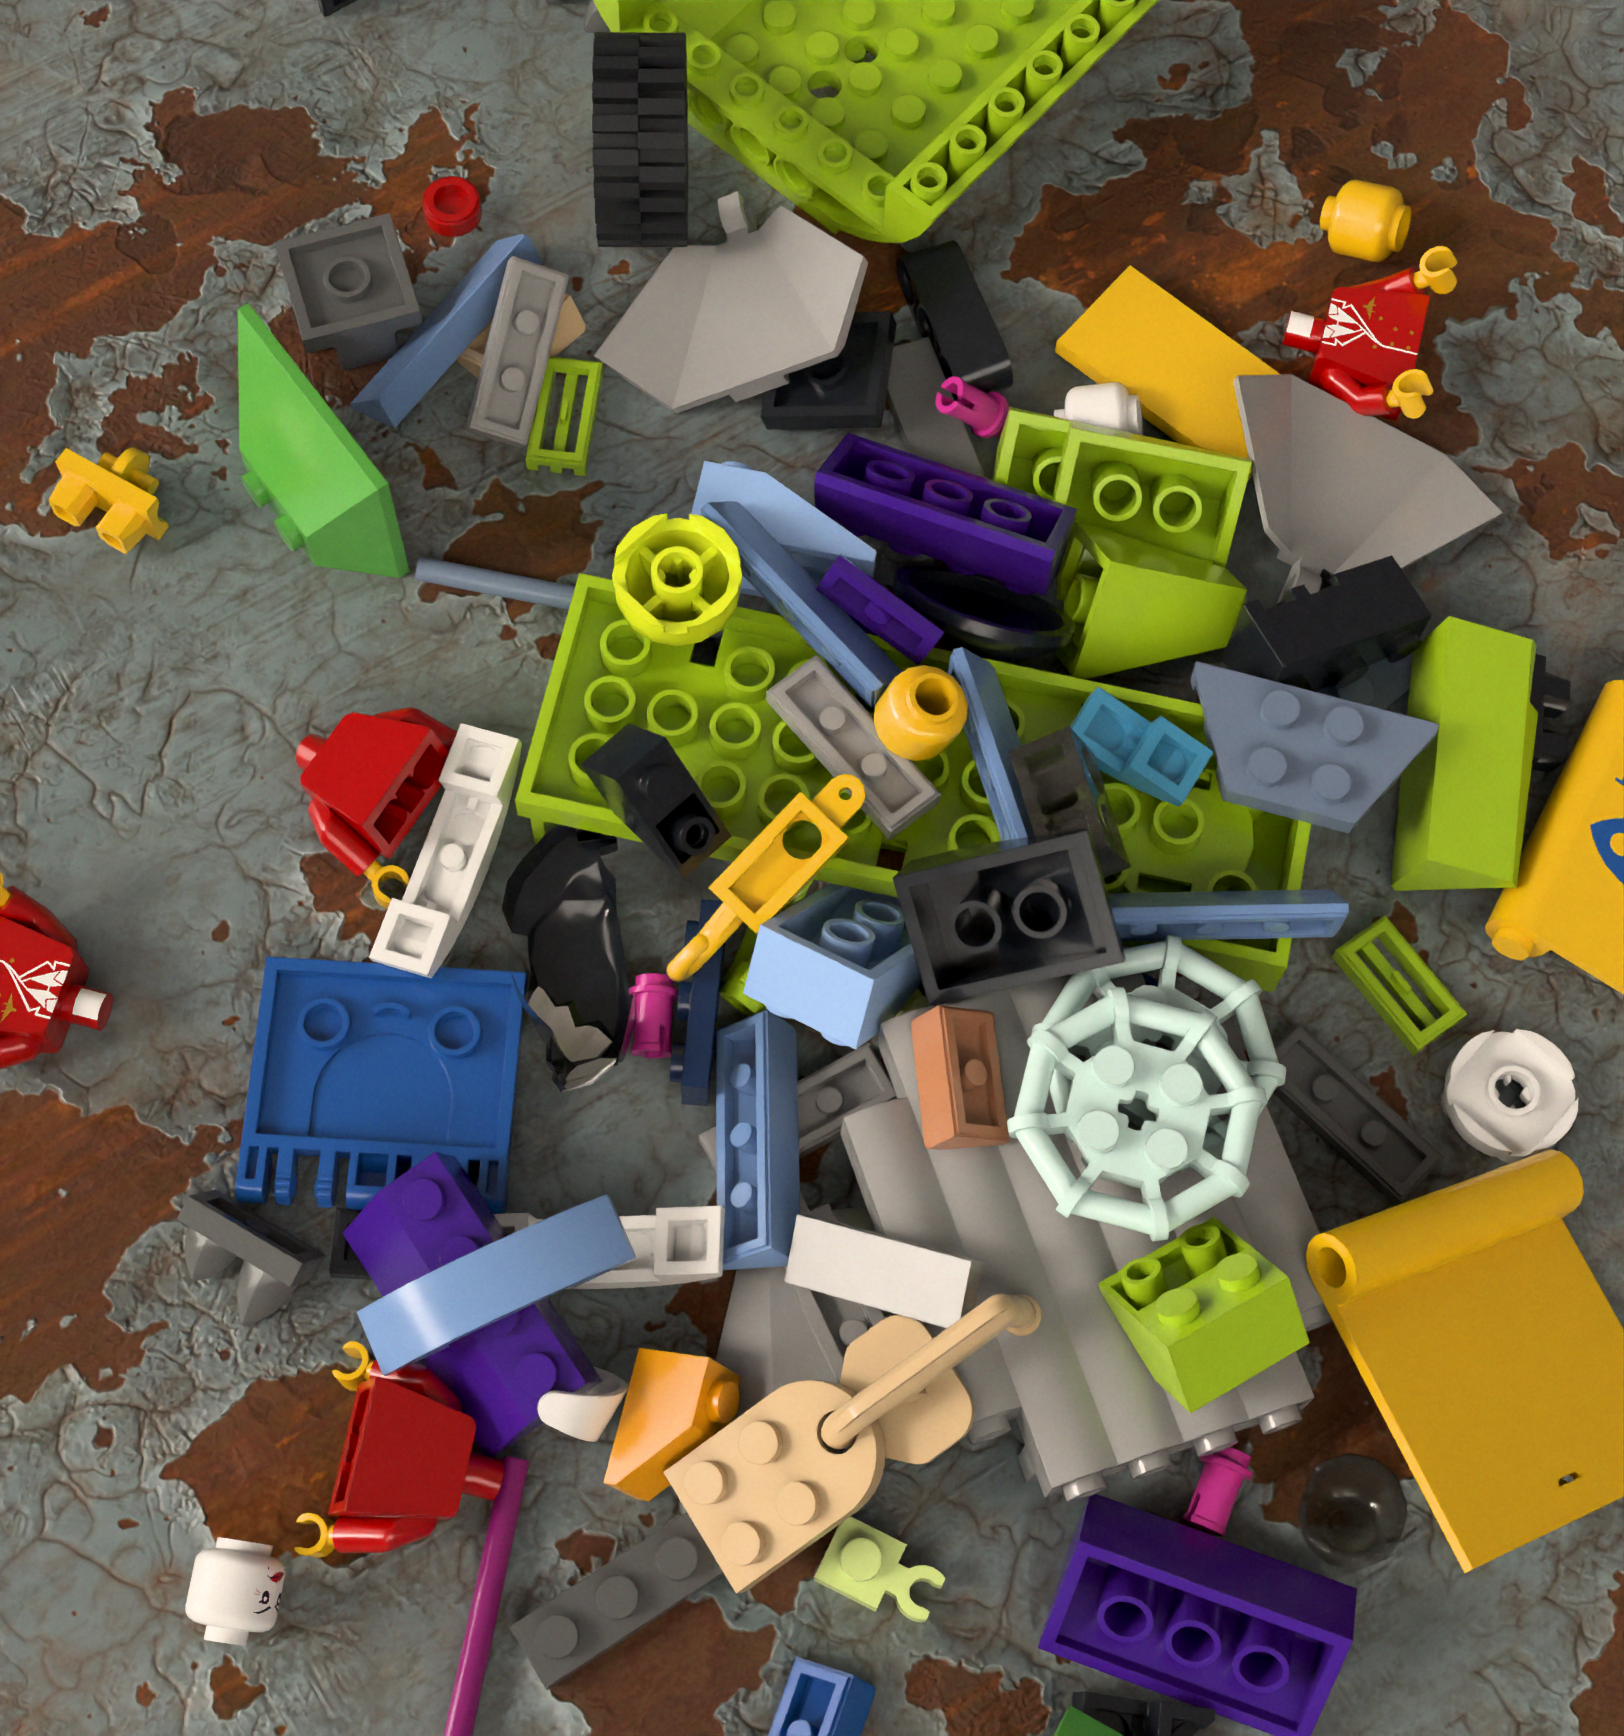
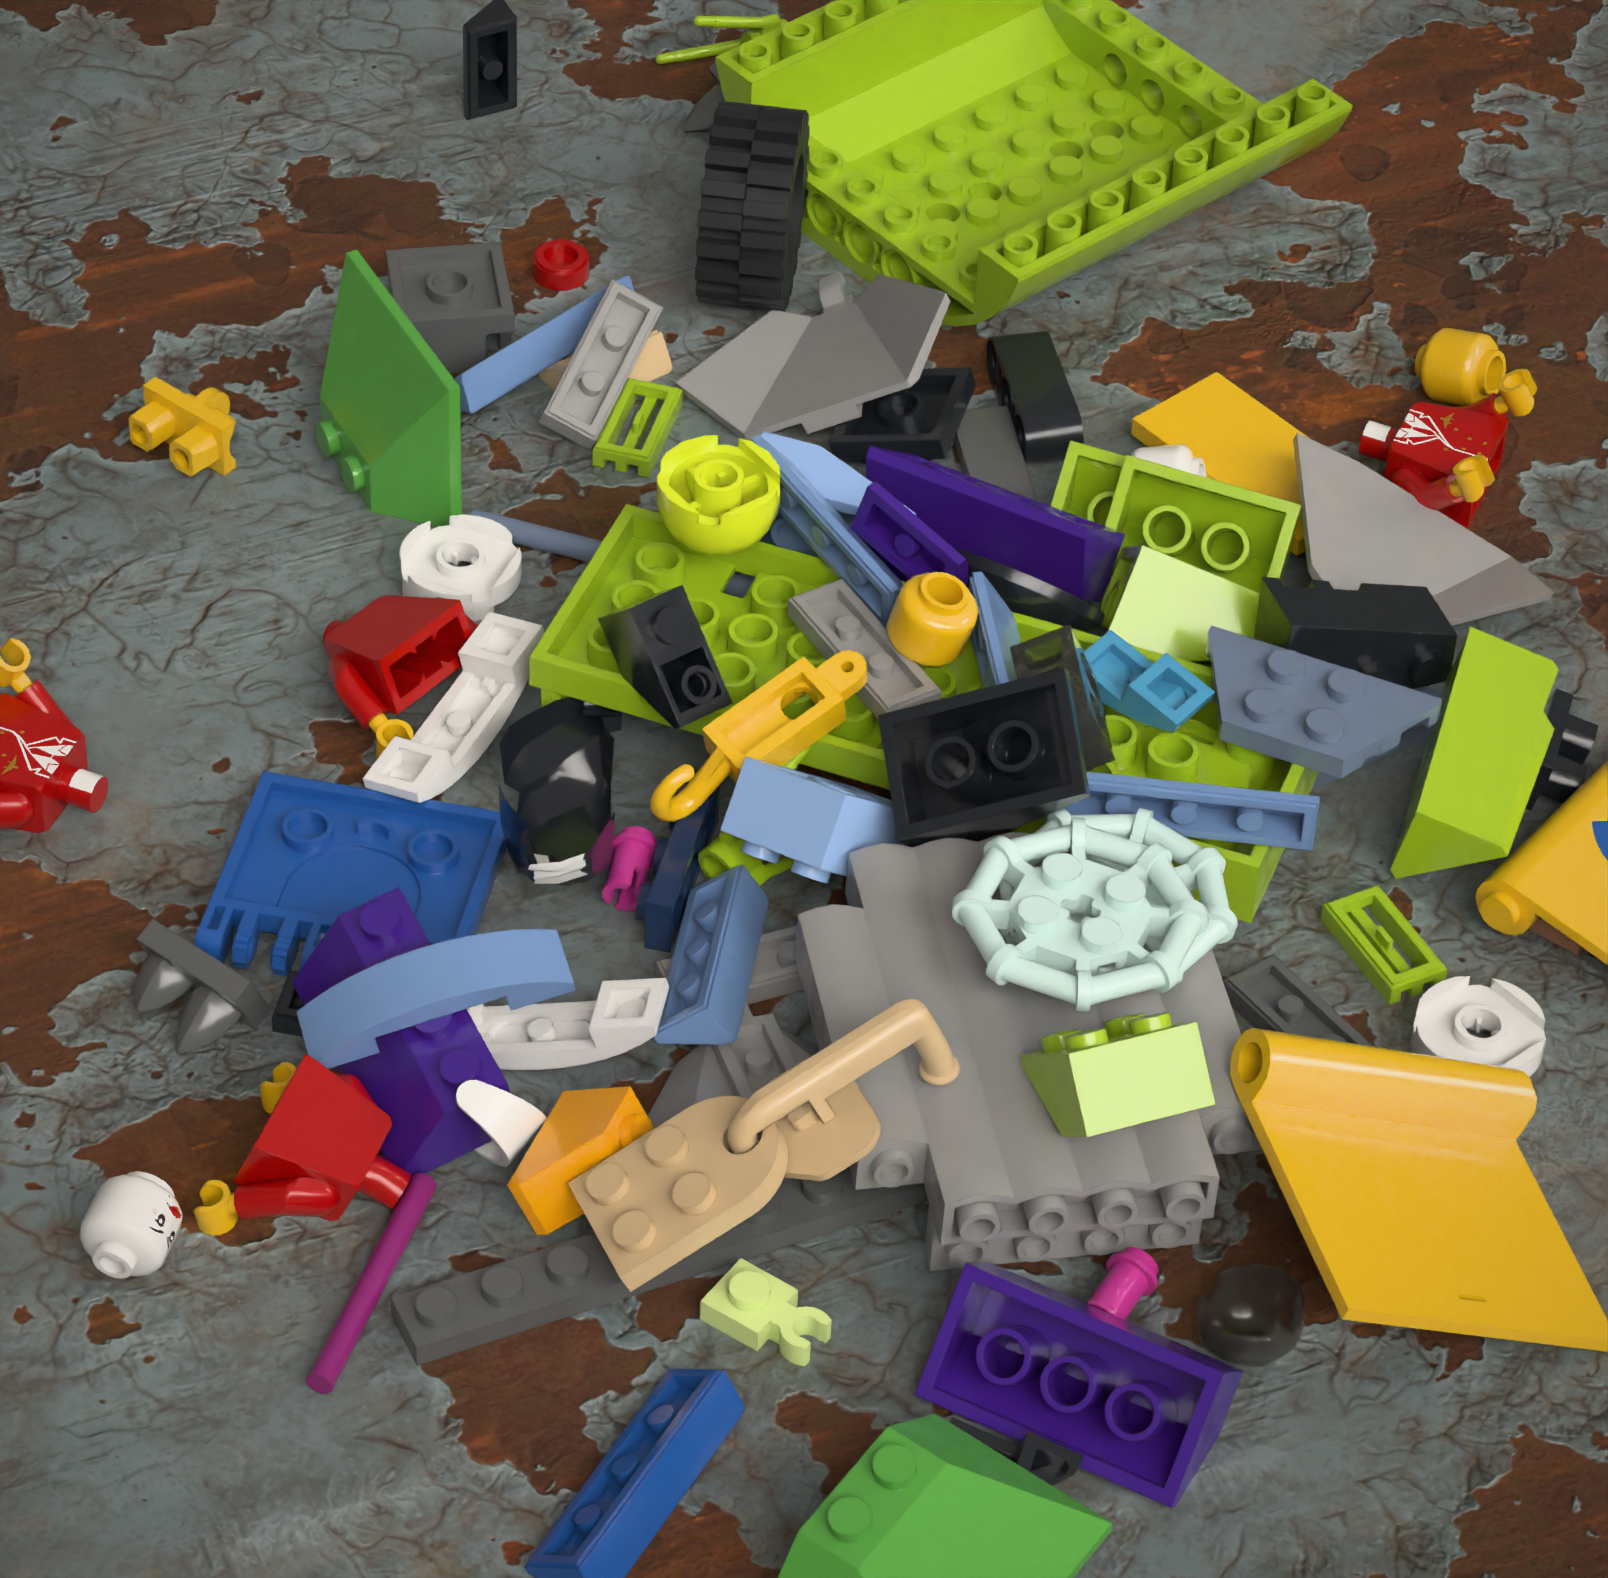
camera: 10 degrees right, 25 degrees down
(424, 669) = (432, 555): none -> white plate
(882, 1271) = (796, 1021): tile -> none
(959, 1078) = (915, 890): nougat slope -> none
(980, 410) = (1036, 454): dark pink pin -> none

